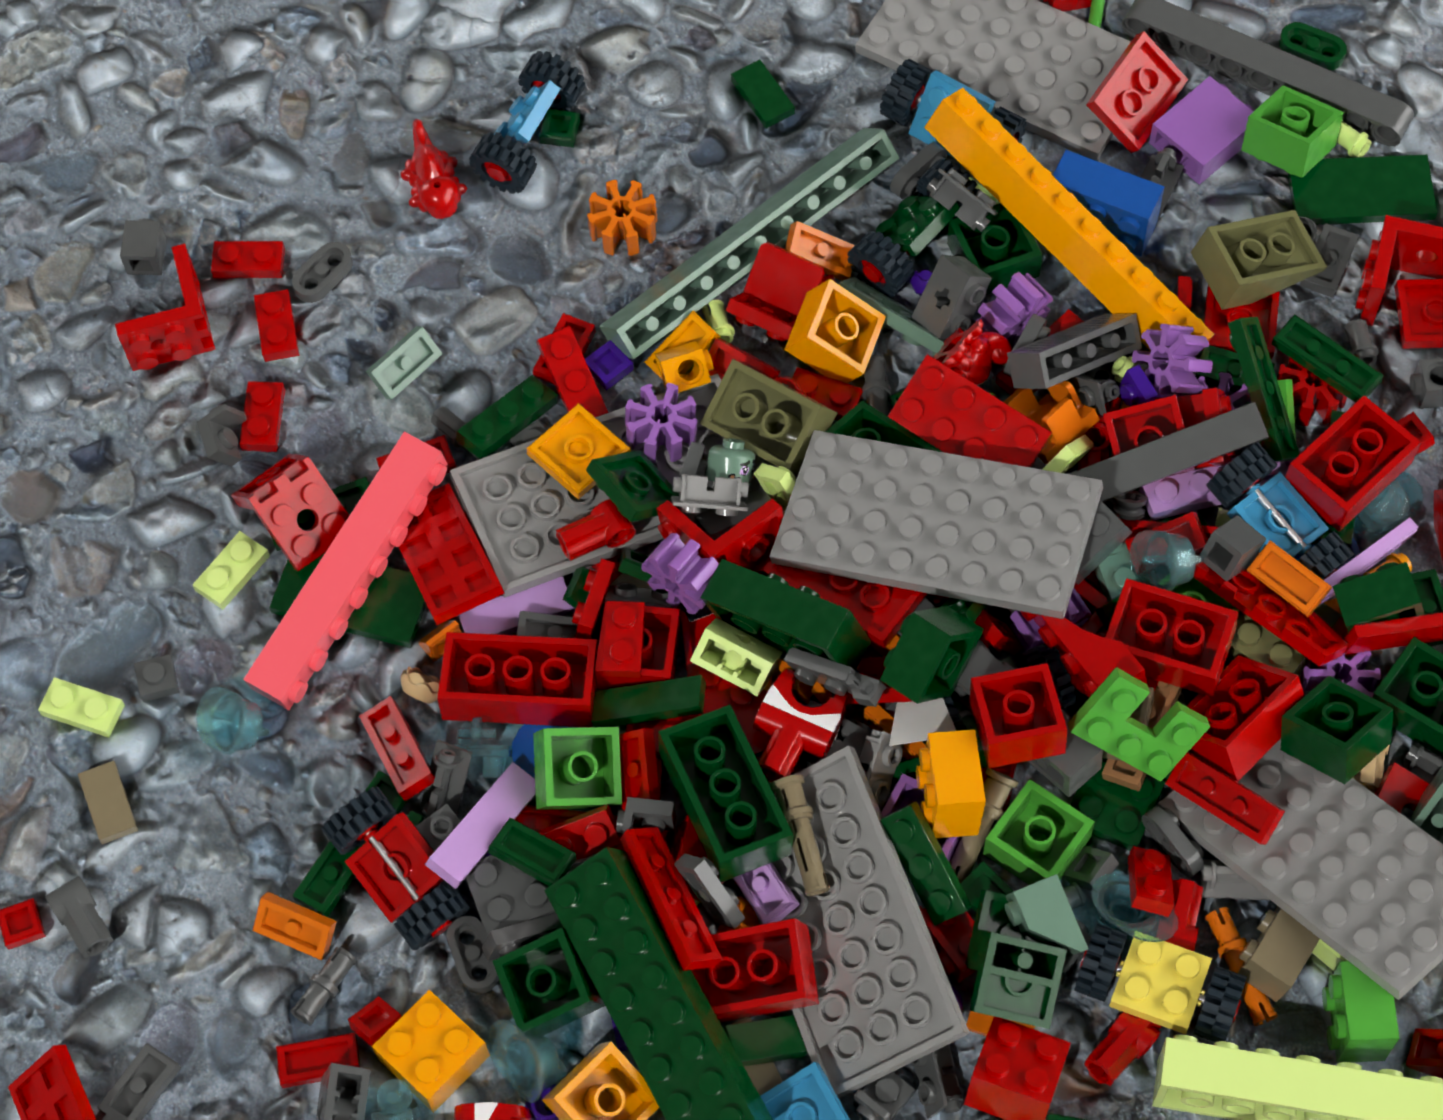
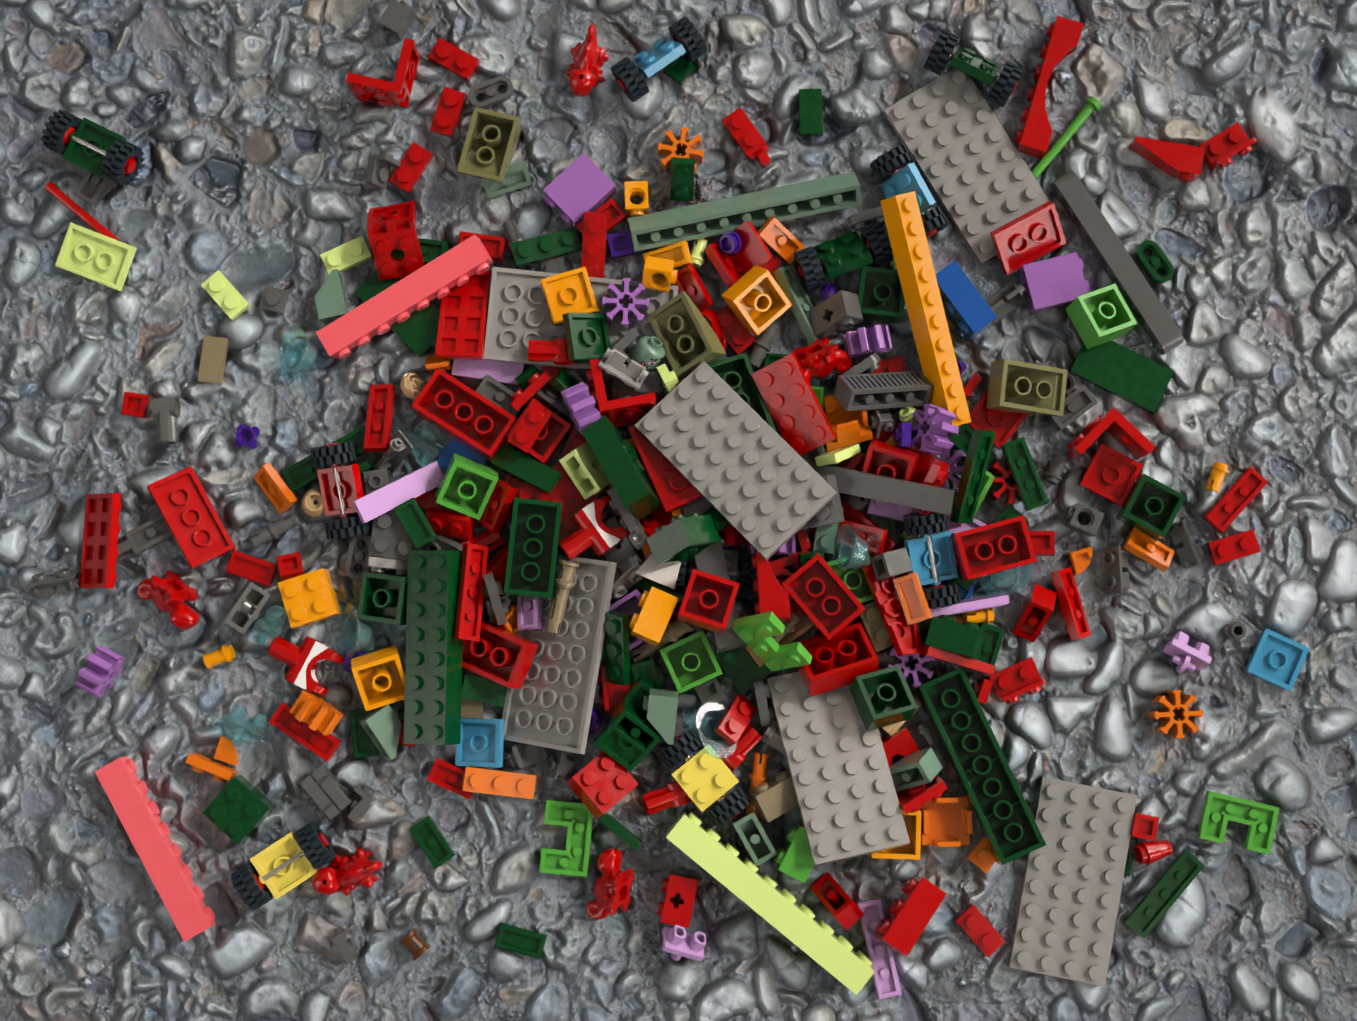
camera: 25 degrees right, 20 degrees up
(189, 1031) = (191, 517): none -> red plate
(209, 869) = (242, 431): none -> dark purple plate
(240, 631) = (331, 299): none -> sand green slope
(358, 324) = (489, 145): none -> olive slope
(362, 928) = (308, 503): none -> tan plate
(509, 326) = (578, 190): none -> medium lavender brick
(595, 286) = (633, 189): none -> light orange brick
(644, 242) = (682, 179): none -> dark green plate
(646, 814) = (489, 538): dark grey bracket -> none
(699, 161) = (747, 137): none -> red hinge
(757, 283) = (730, 242): none -> dark purple plate
(974, 206) = (880, 267): dark grey hinge -> none
(1225, 798) = (798, 702): red plate -> none
(1284, 1026) = (755, 839): none -> sand green slope
(1353, 141) = (1136, 337): yellowish green pin -> none

